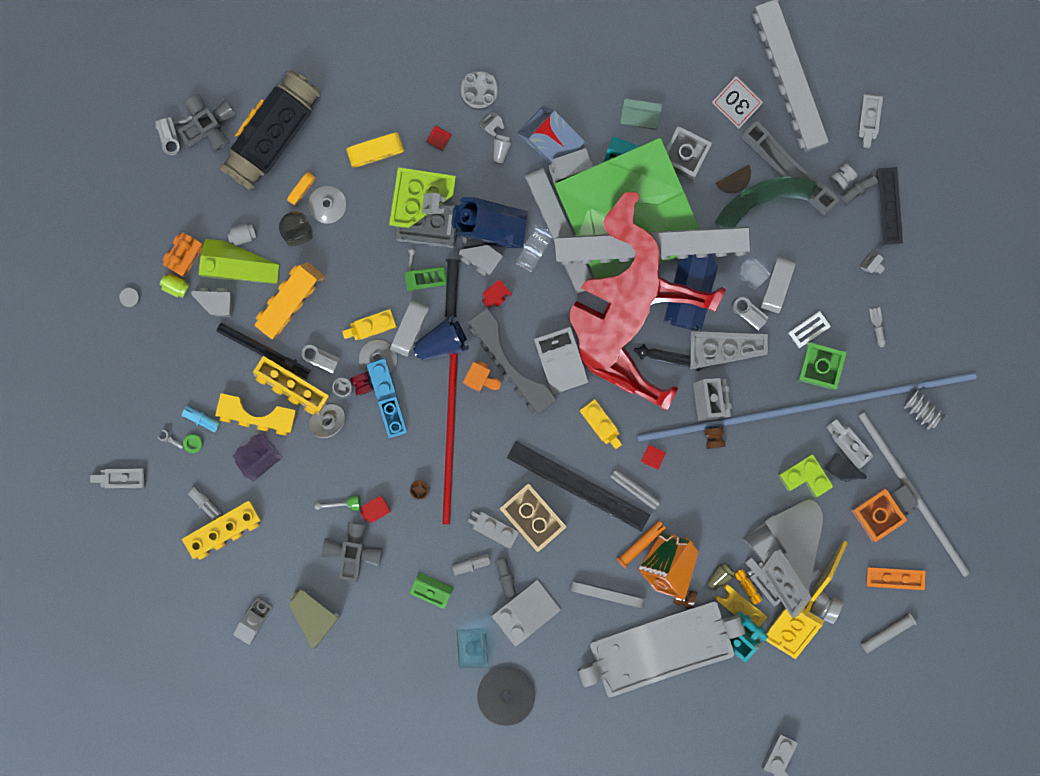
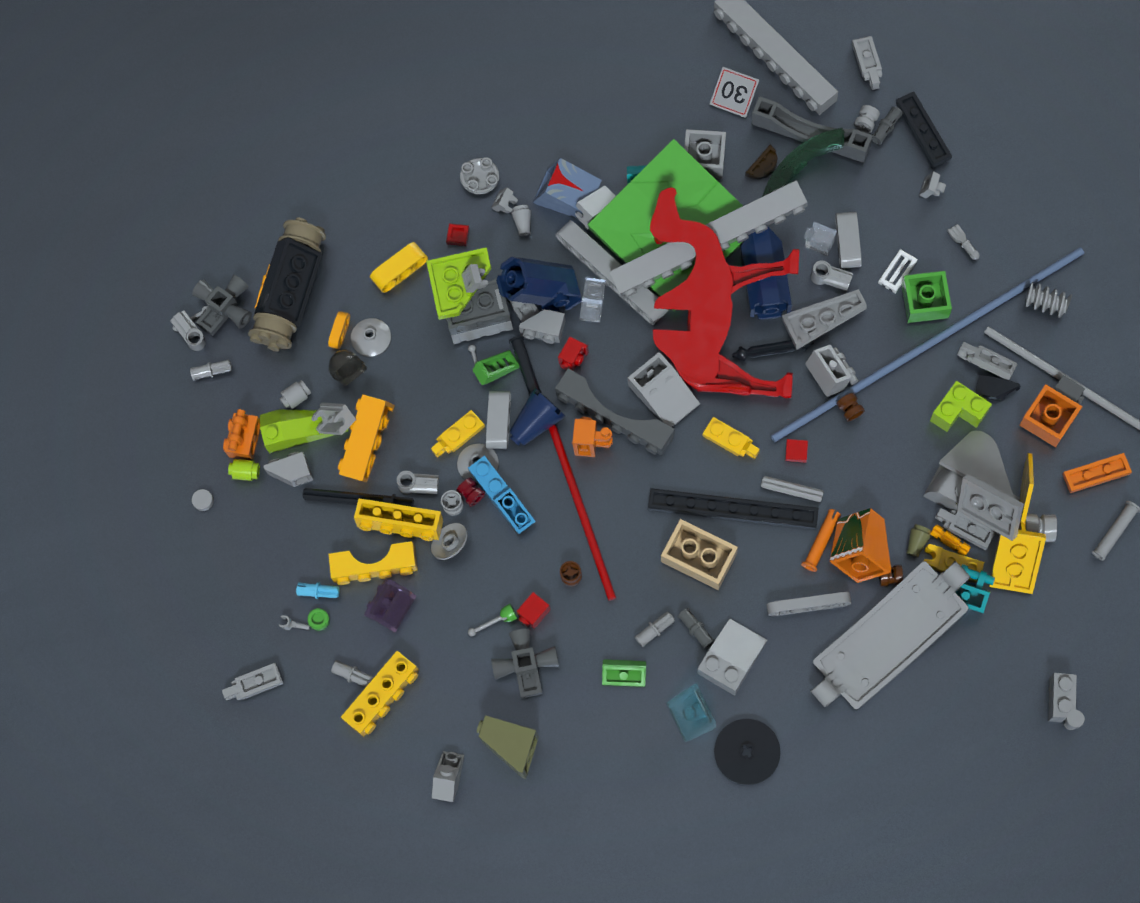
camera: 10 degrees left, 15 degrees down
(176, 179) = (210, 369): none -> light grey axle
(266, 276) = (335, 418): none -> light grey hinge
(493, 529) = (663, 584): light grey hinge -> none
(641, 114) = (645, 137): sand green panel -> none

